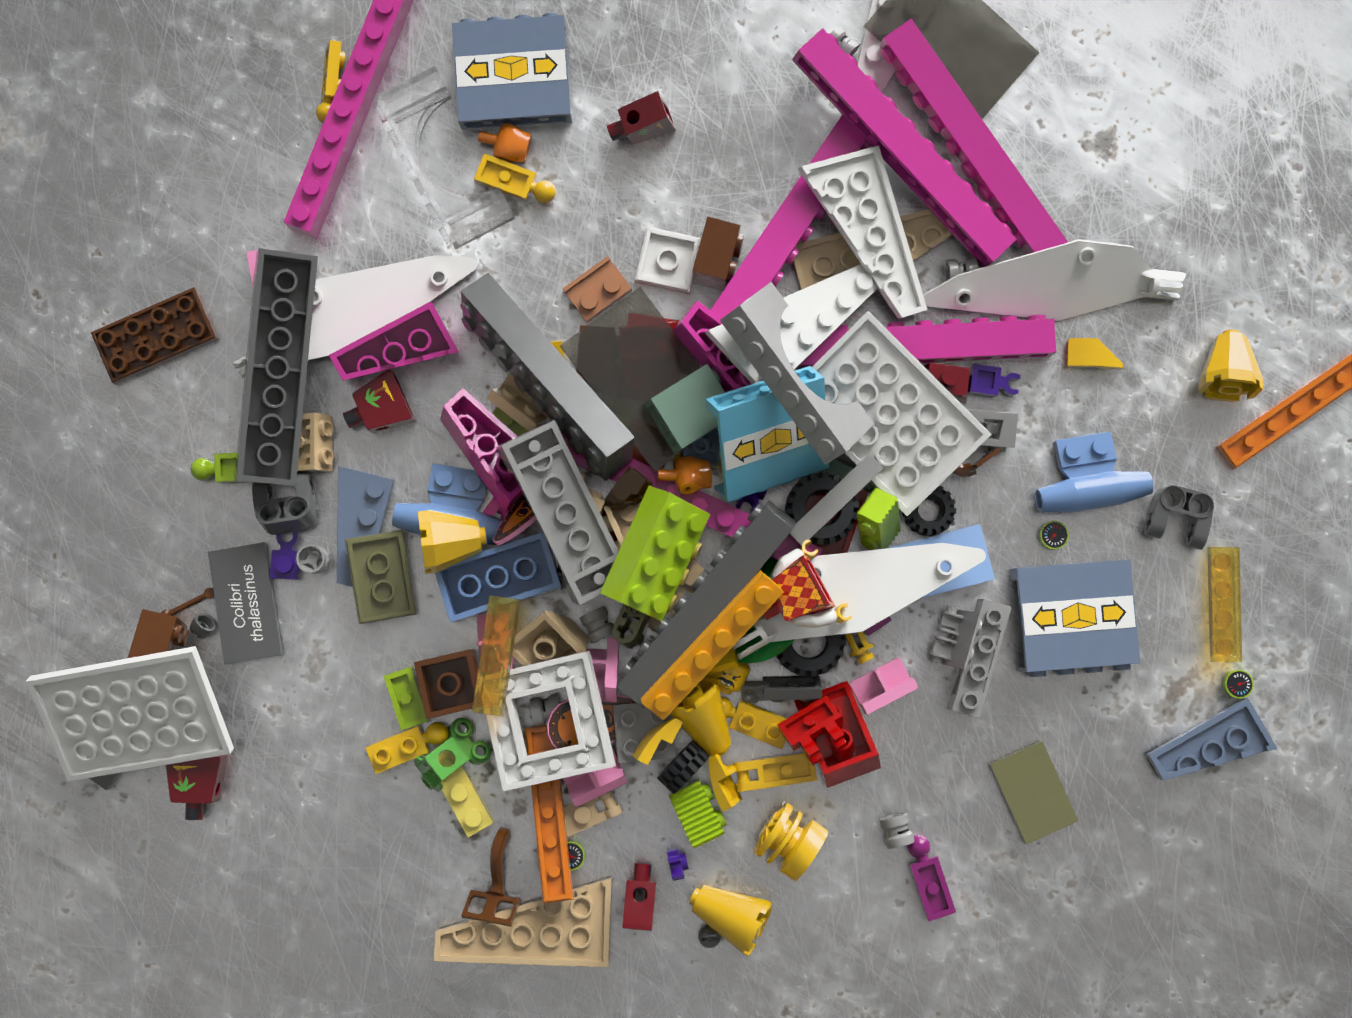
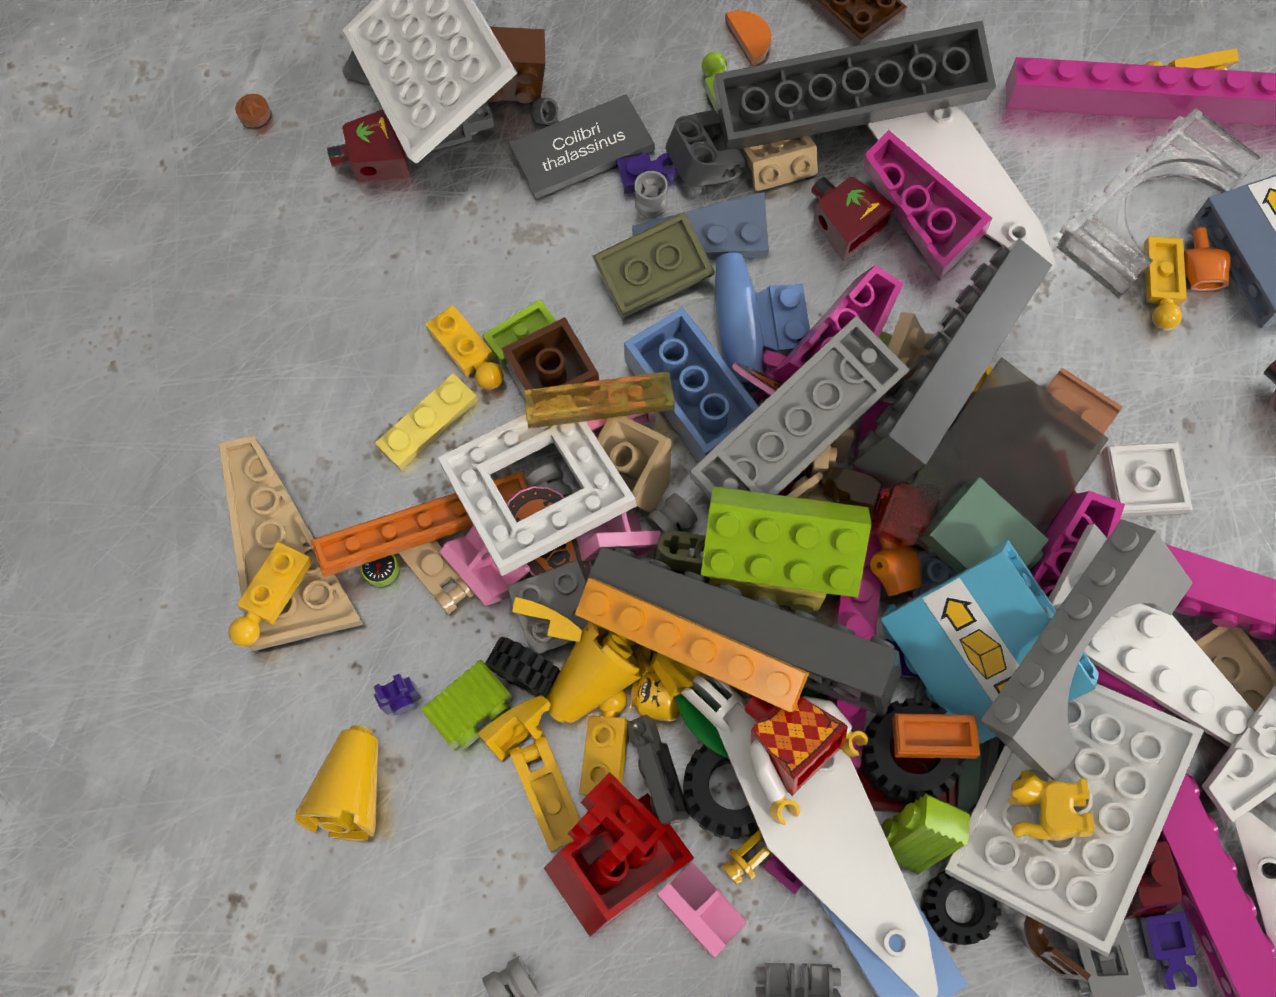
camera: 75 degrees right, 15 degrees down
(120, 876) = (253, 110): none -> dark orange tile
(178, 426) = (751, 34): none -> orange tile
(208, 593) = (548, 80): reddish brown hinge -> none
(448, 539) = (719, 307): yellow cone -> none
(463, 750) = (475, 404): bright green piece -> none
(495, 893) = (316, 493): reddish brown piece -> none
(572, 943) = (268, 593): none -> yellow plate
(639, 914) = (323, 660): dark red torso -> none
(659, 462) = (901, 515): none -> clear red brick
(707, 930) = (304, 768): dark grey hinge -> none
(715, 255) = (1192, 520): reddish brown brick -> none
(793, 843) = (459, 833): yellow wheel -> none
(820, 493) = (935, 736): none -> orange tile
(836, 499) = (946, 770): light grey sticker -> none
(895, 432) = (1056, 805): none -> yellow animal

